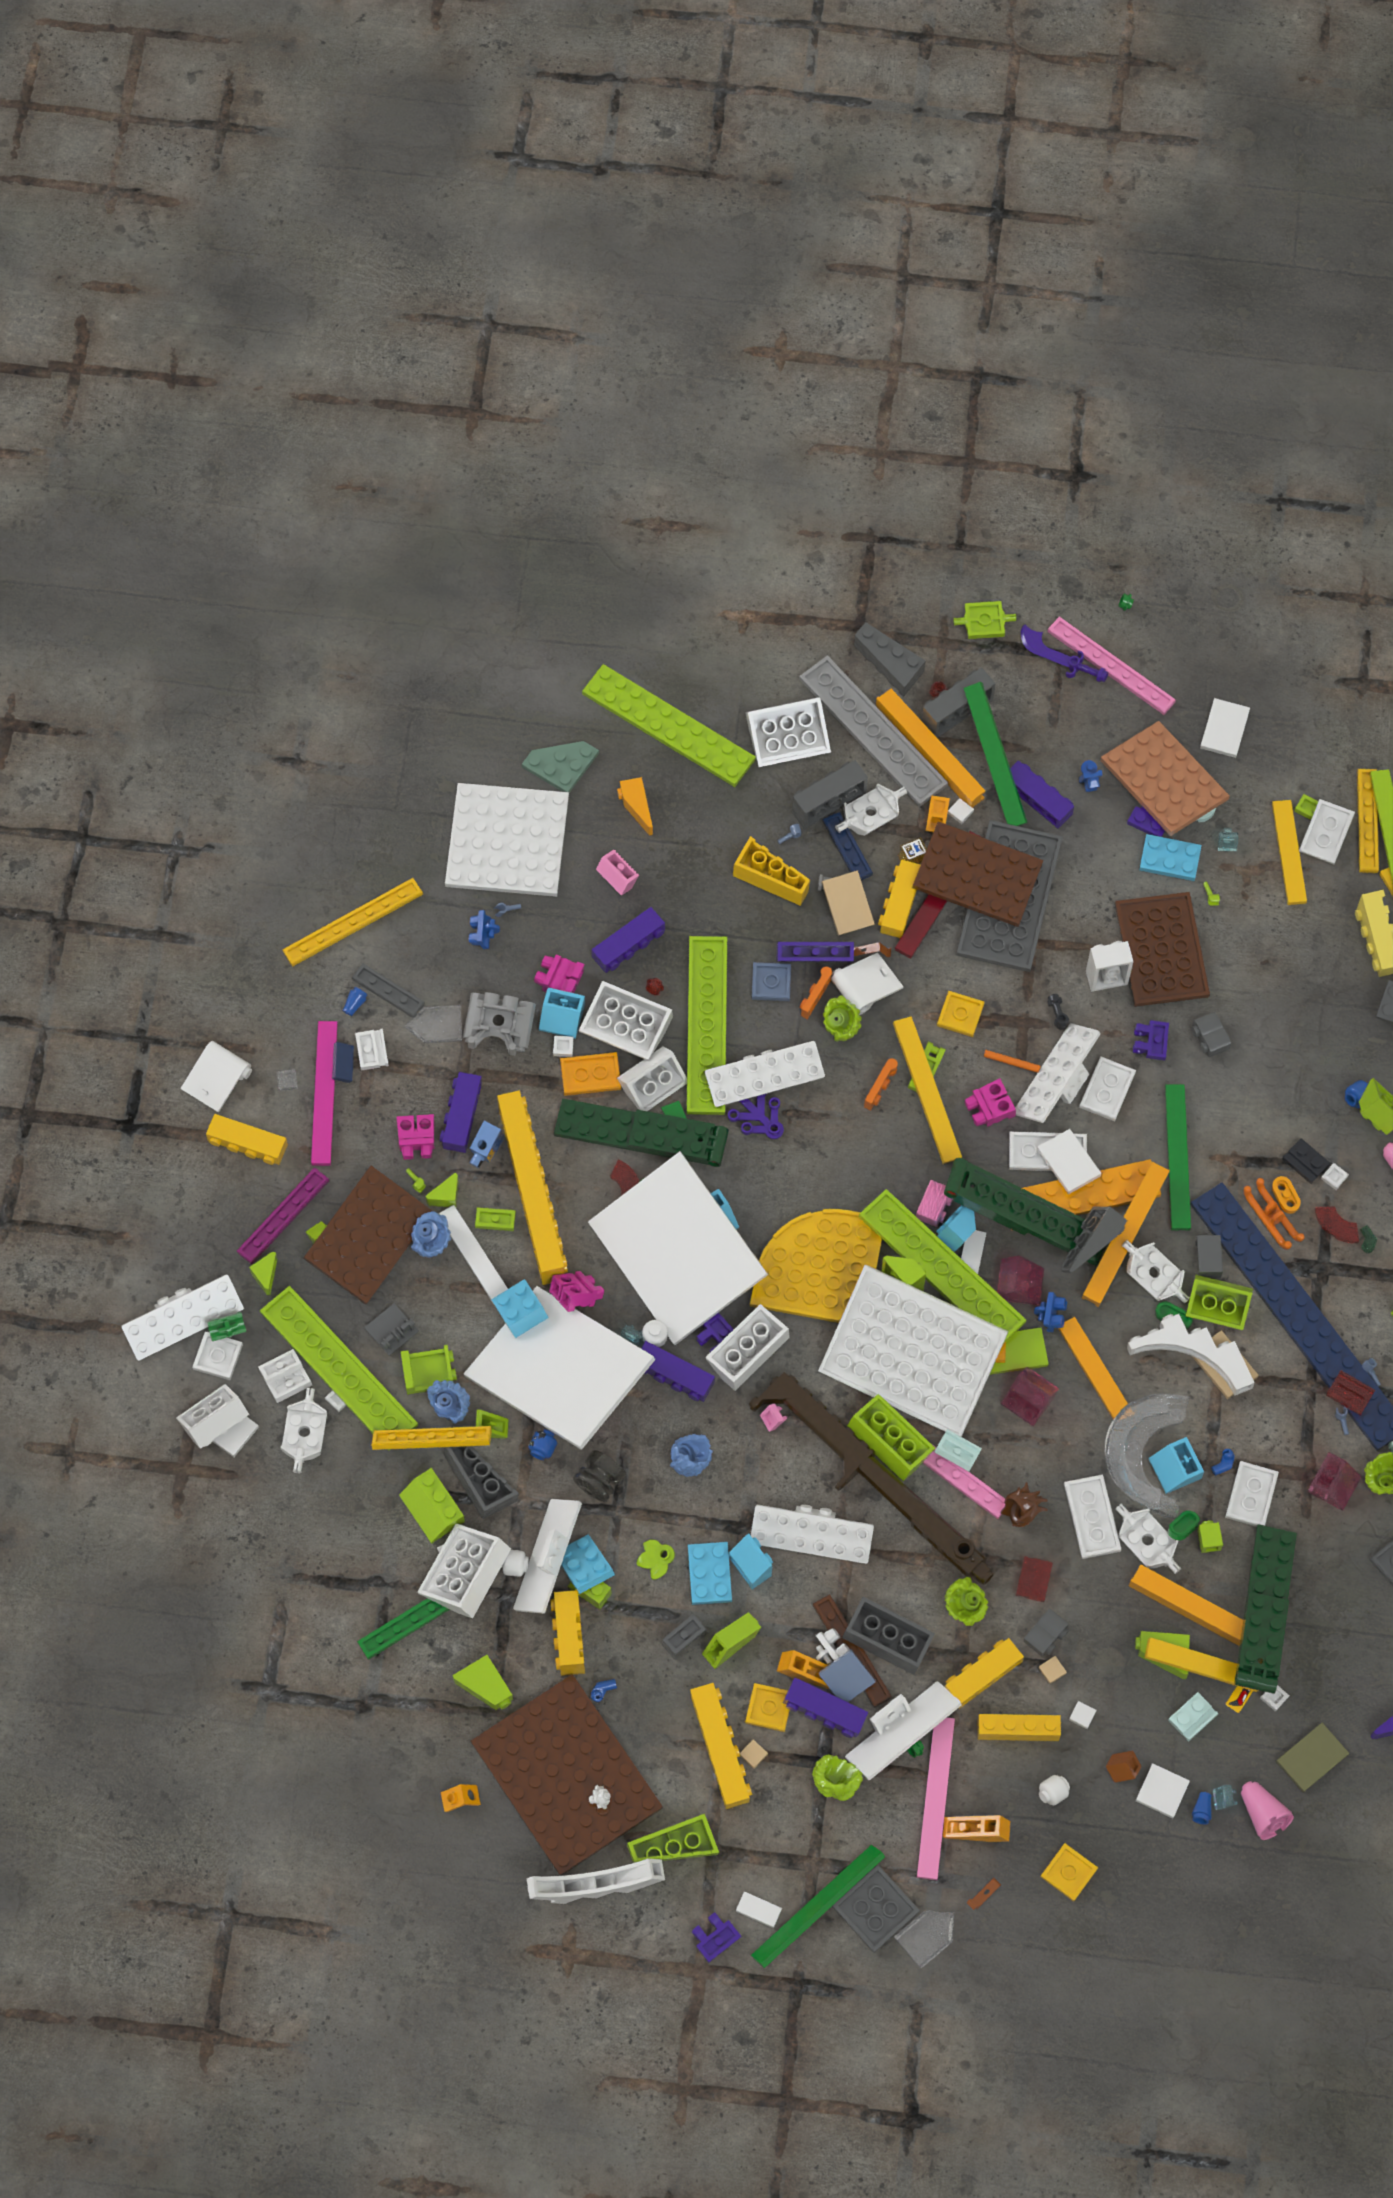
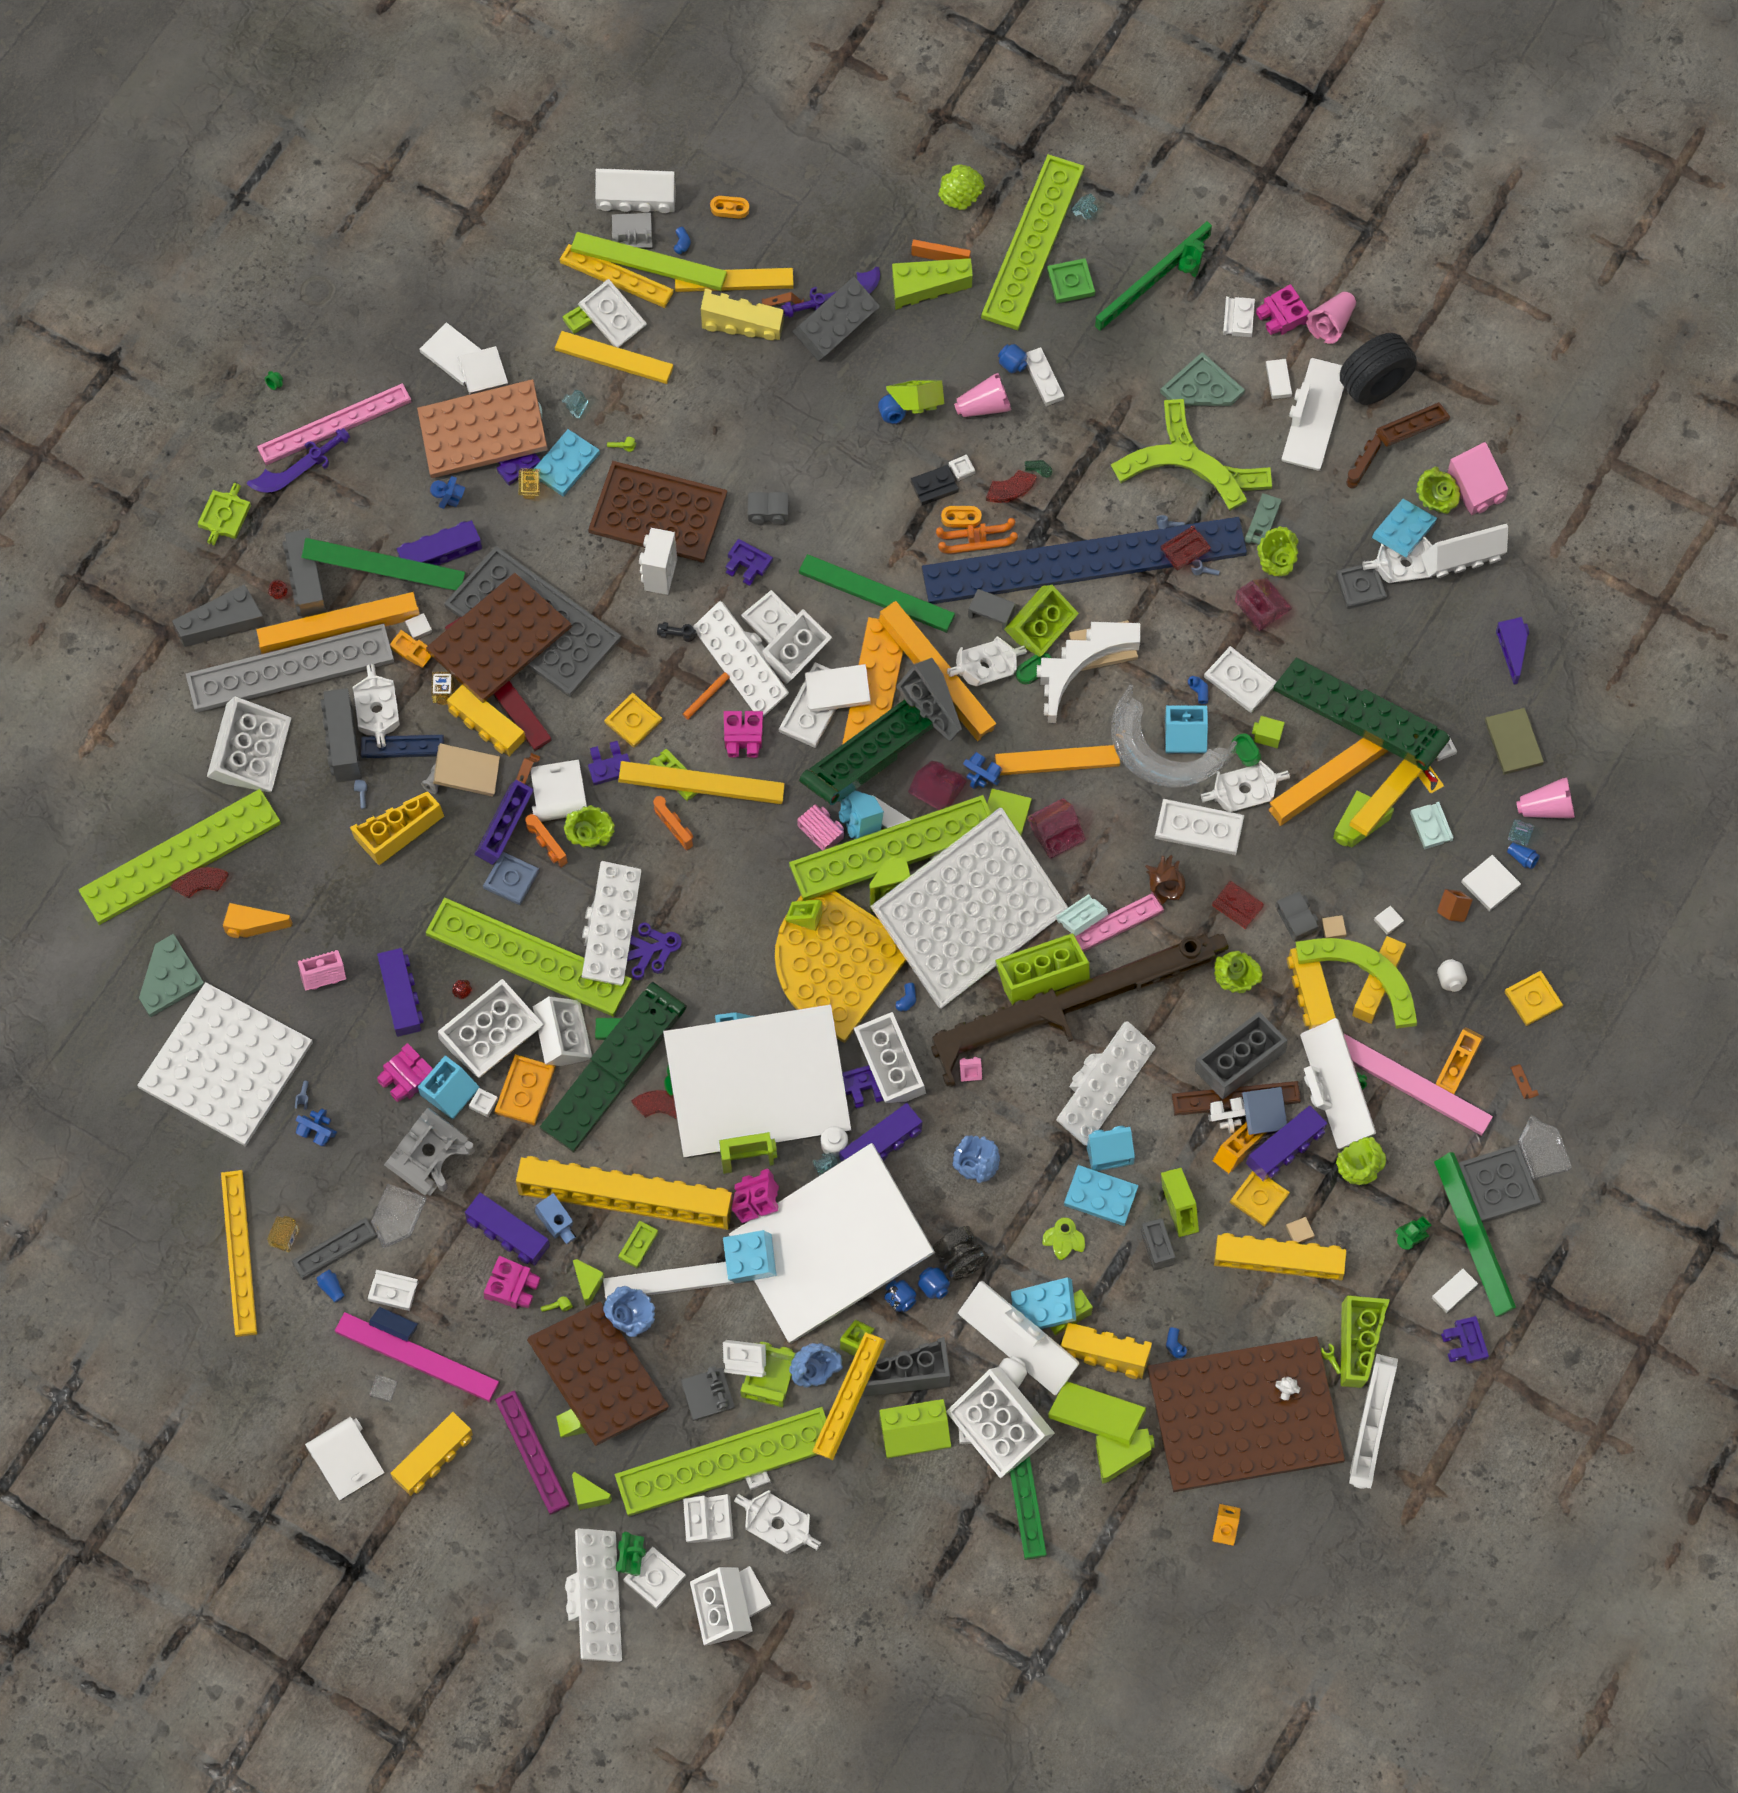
camera: 65 degrees left, 0 degrees up
(382, 946) = (283, 1233): none -> clear yellow brick
(430, 1342) = (744, 1358): none -> white plate
(508, 1647) = (1097, 1412): none -> lime tile
(565, 1467) = (934, 1283): none -> blue head
(605, 1252) = (746, 1147): none -> lime panel
(650, 1826) = (1330, 1356): none -> lime hand
(654, 748) = (198, 880): none -> clear red tile
(793, 1850) = (1413, 1233): none -> green hips
(813, 1341) = (908, 1000): none -> blue arm
(846, 1223) = (805, 913): none -> lime slope
(903, 1008) = (608, 769): none -> dark purple plate
(1026, 1711) = (1369, 960): none -> lime plate
(1088, 1109) = (795, 646): none -> white slope
(1133, 835) = (529, 483): none -> clear yellow brick
(1219, 754) = (482, 370): none -> white tile

